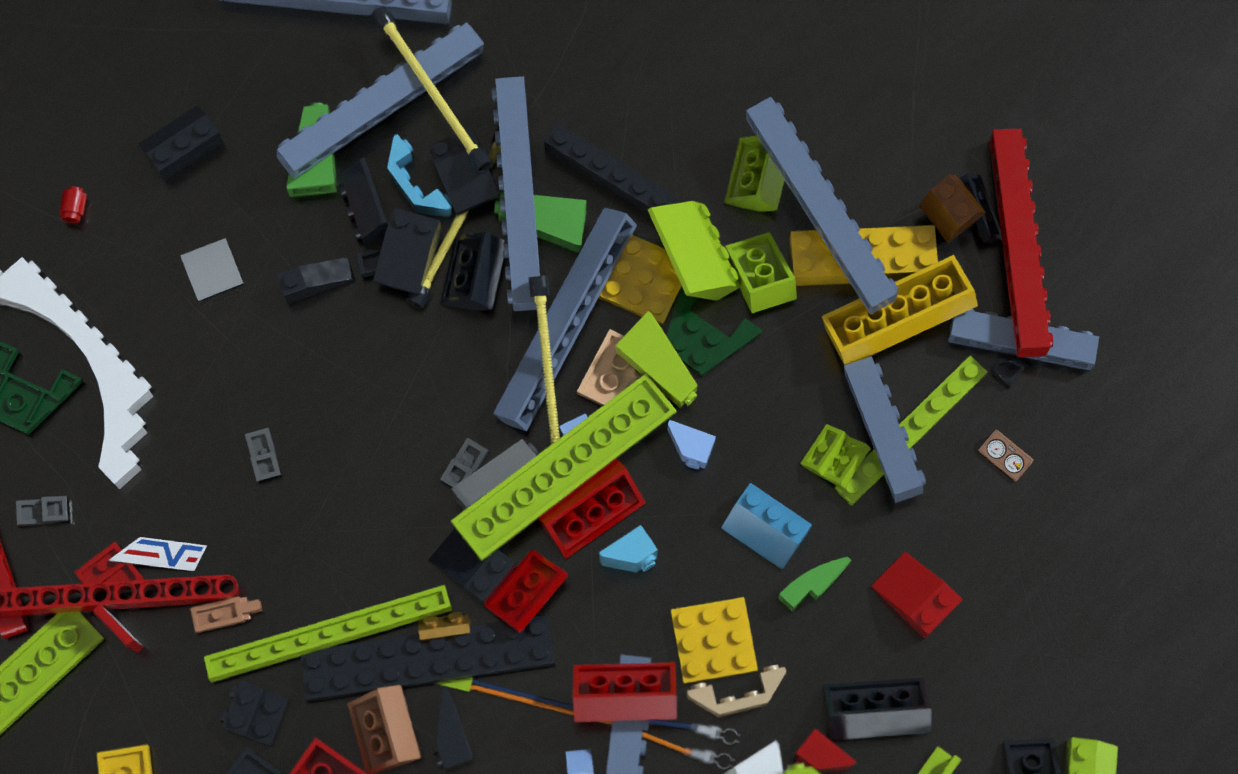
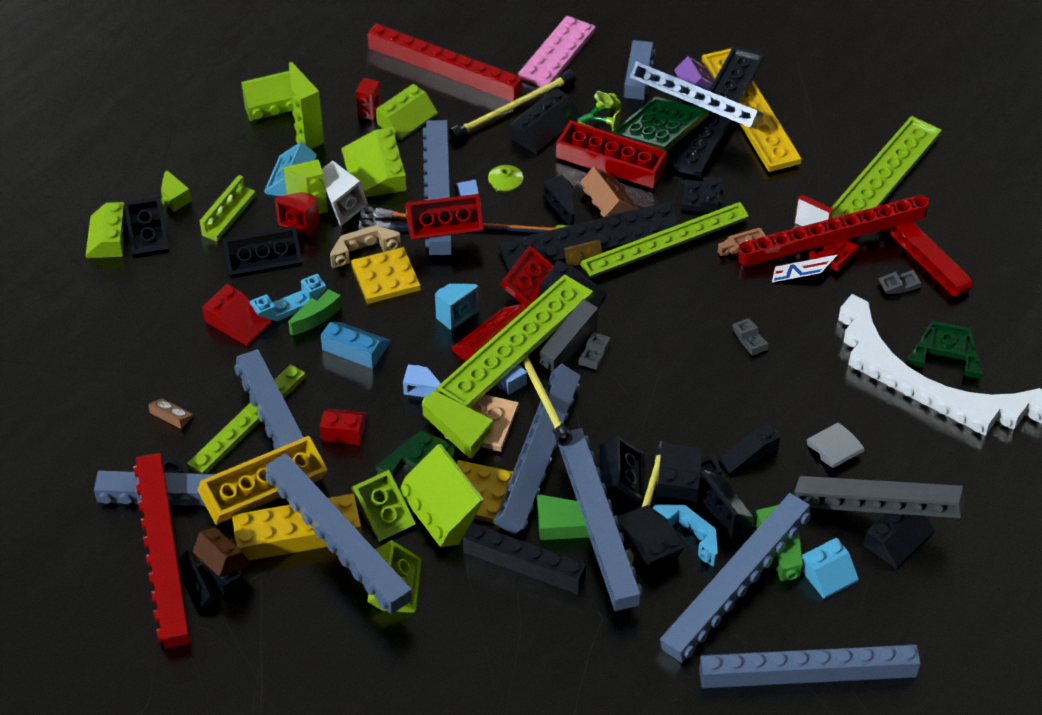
camera: 170 degrees right, 25 degrees down
(72, 204) = (967, 473): red brick -> none
(191, 163) = (881, 496): none -> dark grey brick
(274, 110) = (829, 568): none -> medium azure slope
(476, 156) = (753, 633): light yellow hose -> none
(794, 399) = (342, 426): none -> red slope
(835, 456) = (306, 391): lime slope -> none
(848, 606) = (311, 288): none -> medium azure slope

